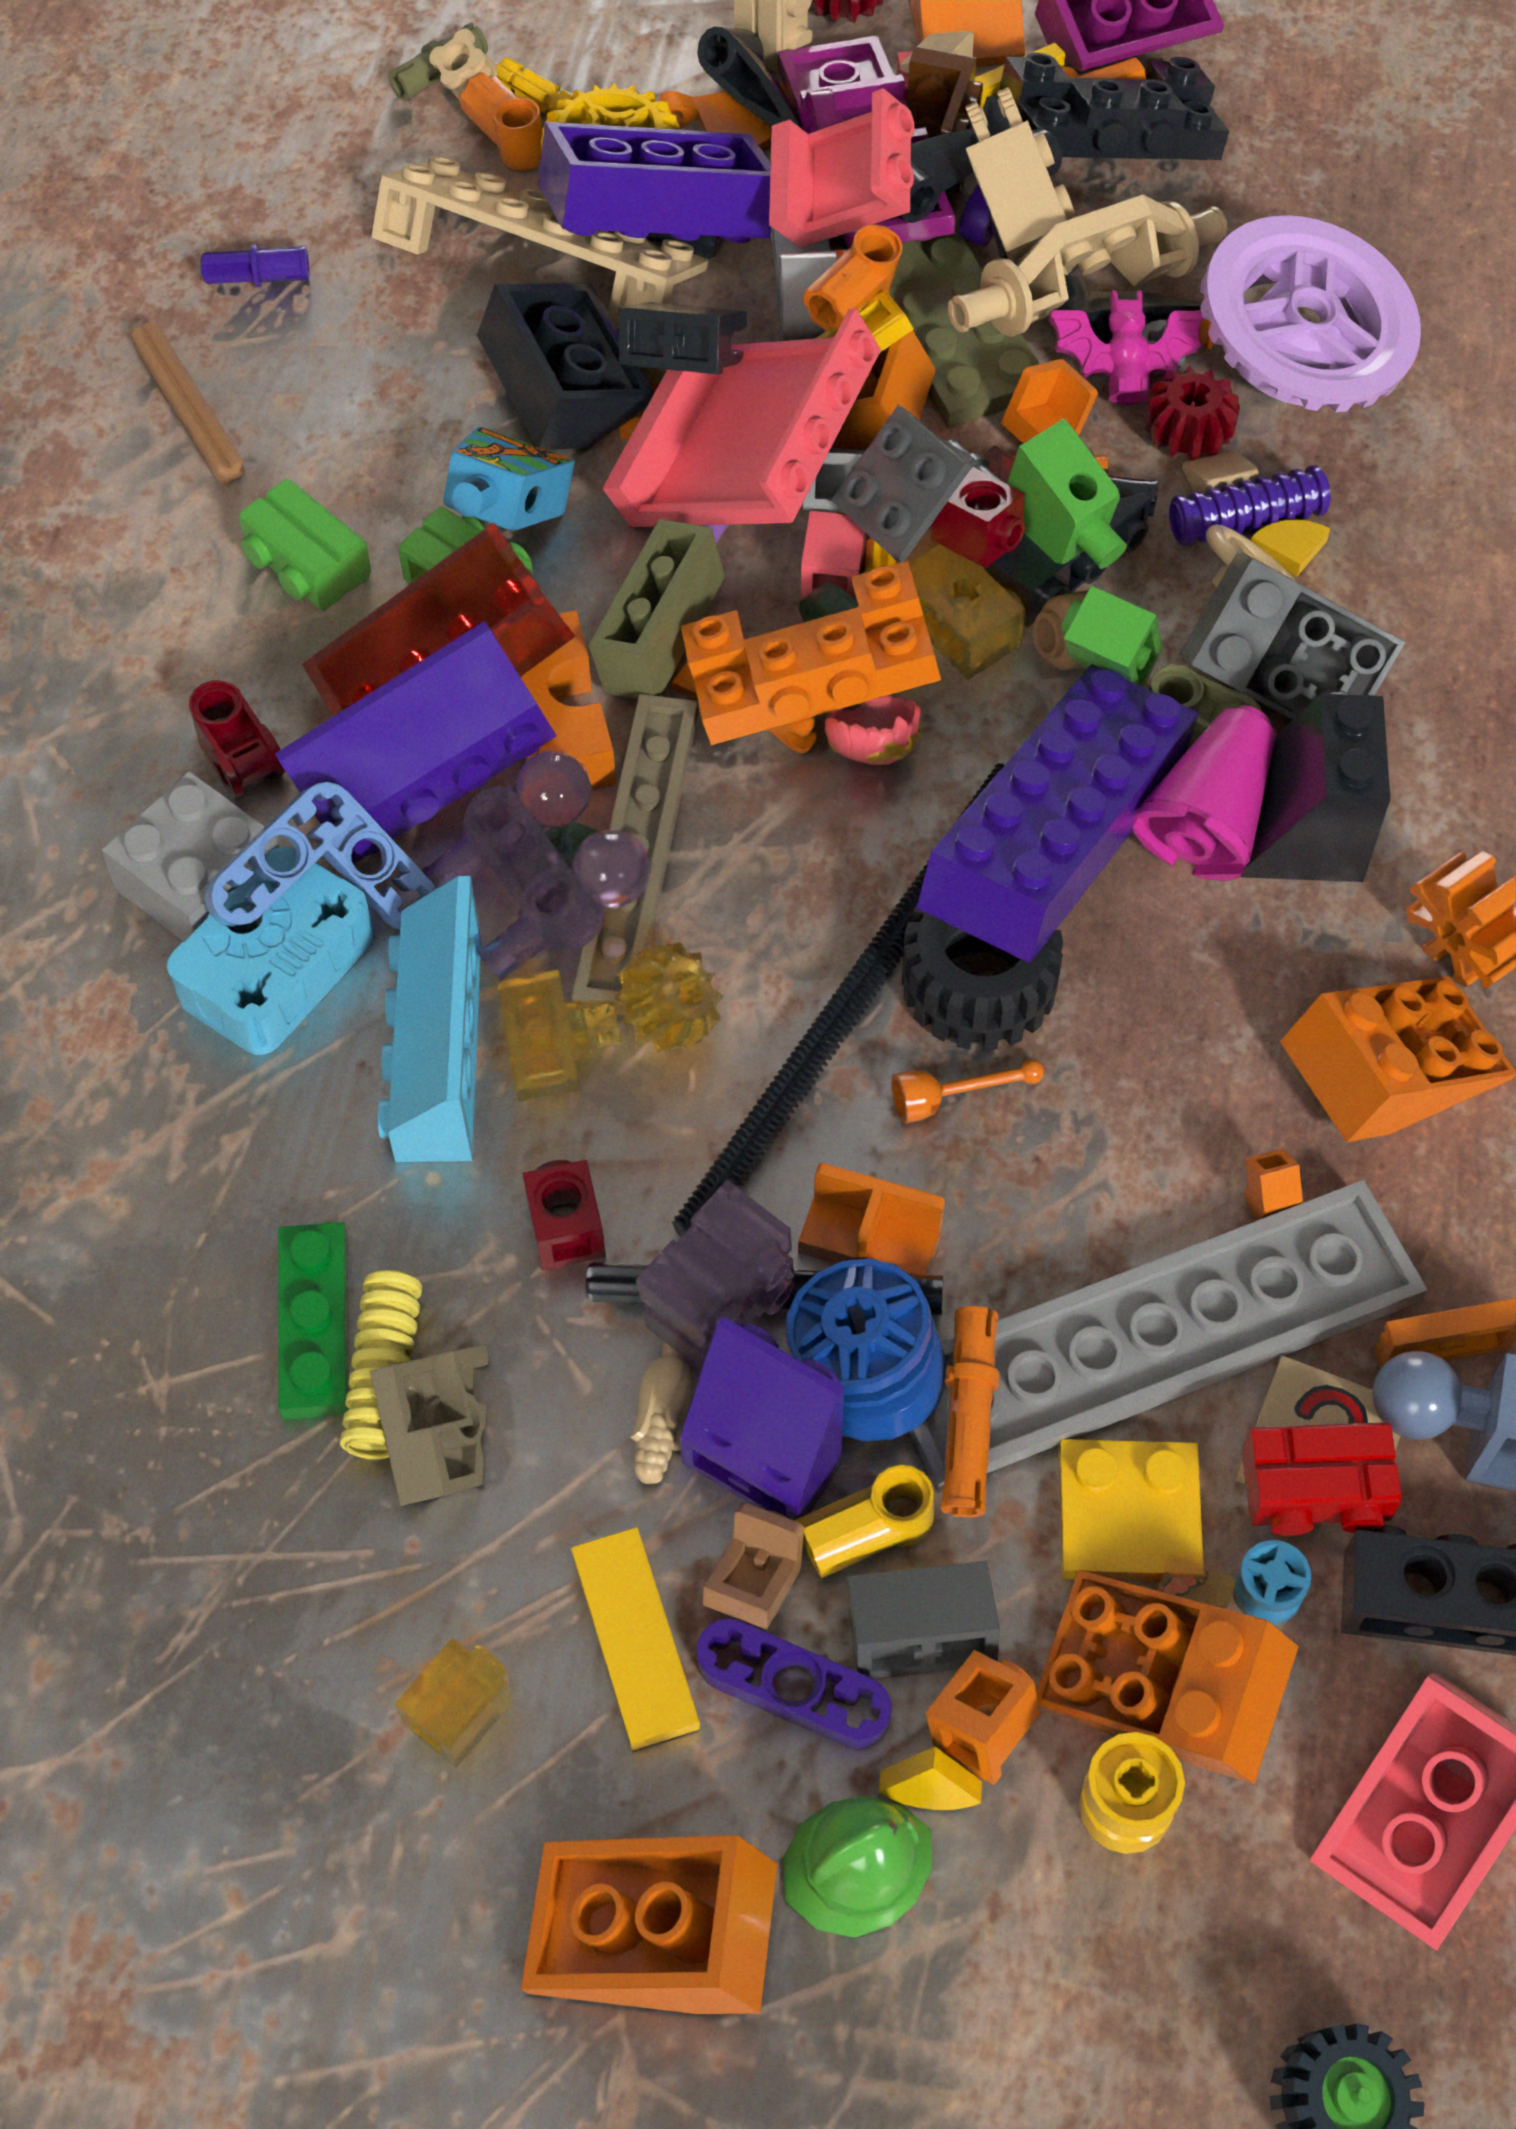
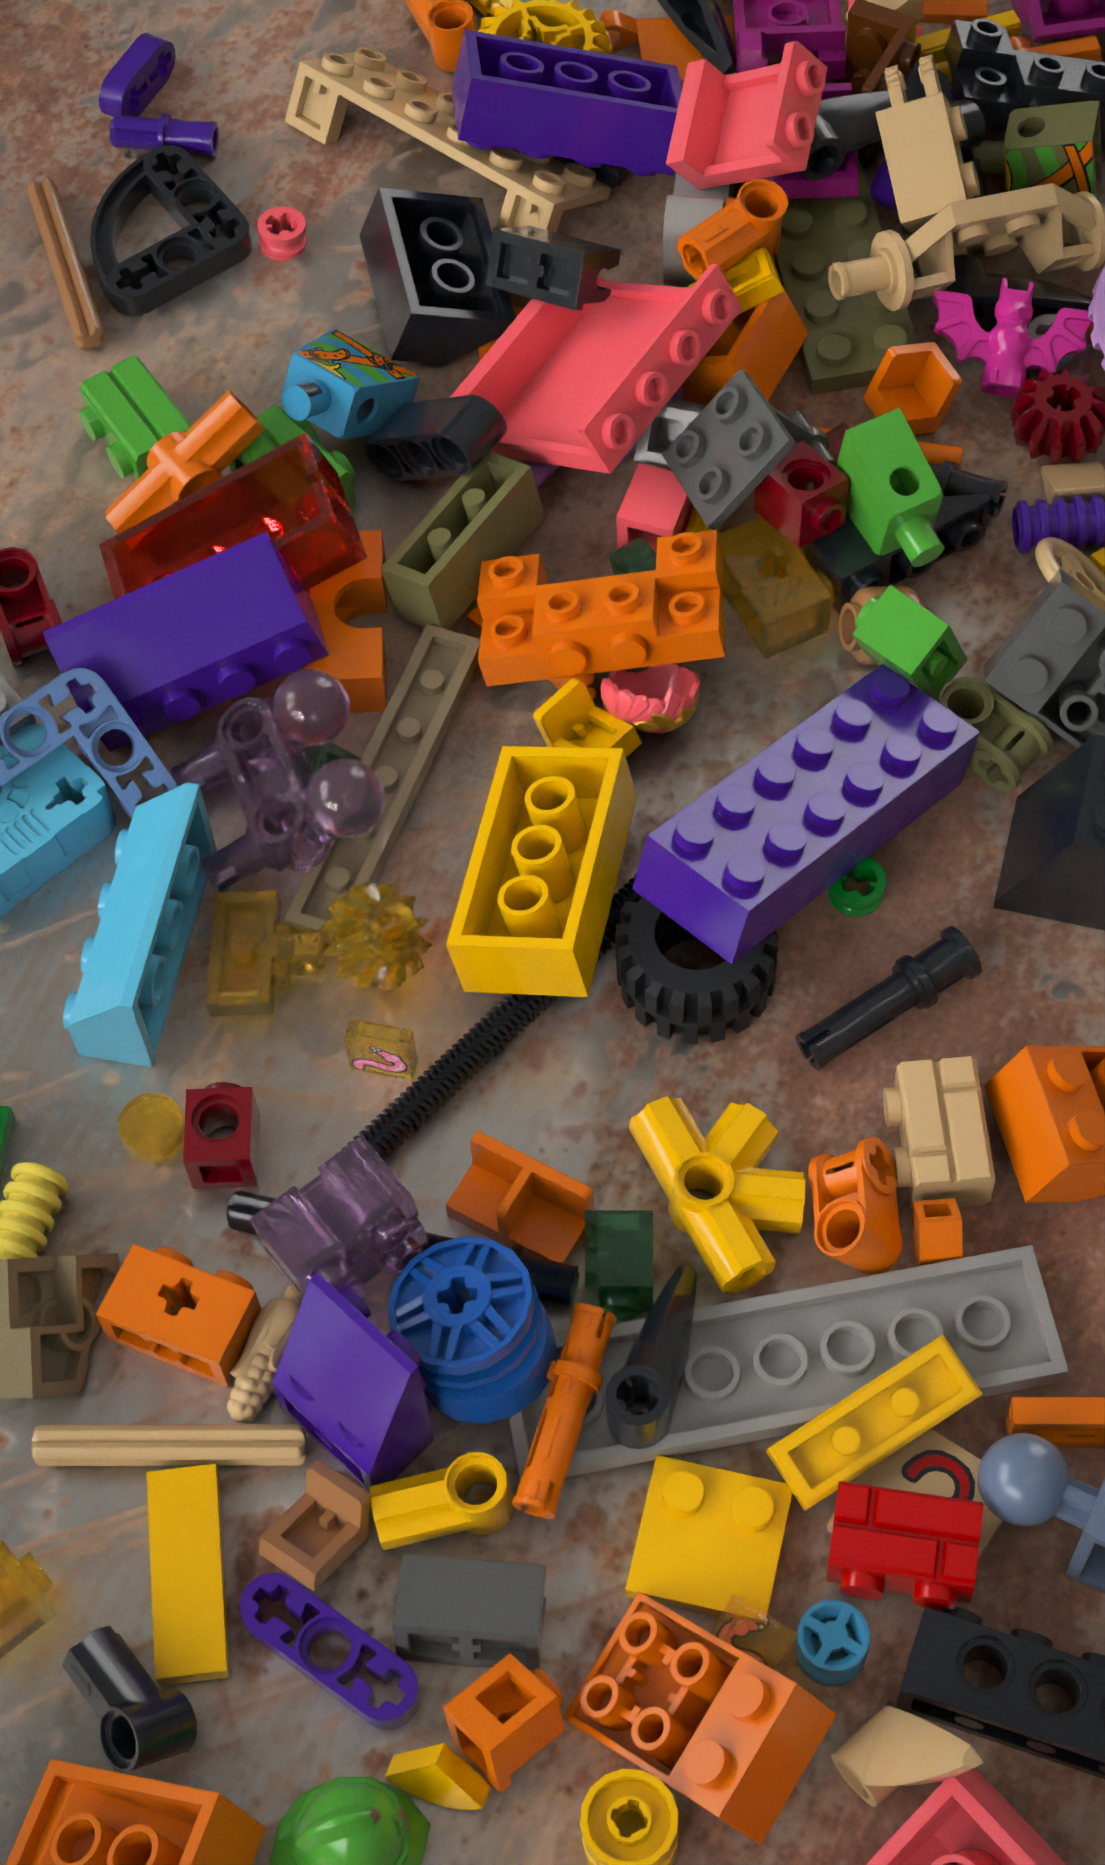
camera: 15 degrees right, 0 degrees up
(215, 212) = (137, 76): none -> dark purple beam
(312, 360) = (194, 240): none -> black beam
(367, 574) = (187, 461): none -> orange piece
(396, 344) = (282, 244): none -> coral bush
(488, 1217) = (151, 1127): none -> clear yellow tile
(584, 1518) = (169, 1445): none -> tan axle
(595, 1409) = (197, 1340): none -> orange brick
(607, 515) = (436, 438): none -> black beam
(625, 1785) = (134, 1716): none -> black piece
(698, 1104) = (381, 1049): none -> clear yellow tile
(819, 775) = (575, 721): none -> yellow bracket
(819, 908) = (543, 871): none -> yellow brick
(919, 1093) = (605, 1076): orange hinge -> none
(982, 1260) = (620, 1260): none -> clear green brick
(1042, 1355) = (654, 1365): none -> black piece
(1056, 1156) = (726, 1167): none -> yellow piece
(1112, 892) = (852, 902): none -> green bush
(1120, 164) = (1048, 146): none -> olive torso
(1186, 1163) = (857, 1206): none -> orange piece
(1187, 959) = (913, 984): none -> black pin
(1212, 797) = (973, 819): dark pink cone -> none
(1251, 1090) = (940, 1131): none -> tan brick
(1261, 1370) = (873, 1422): none -> yellow tile
(1372, 1666) = (898, 1752): none -> tan piece

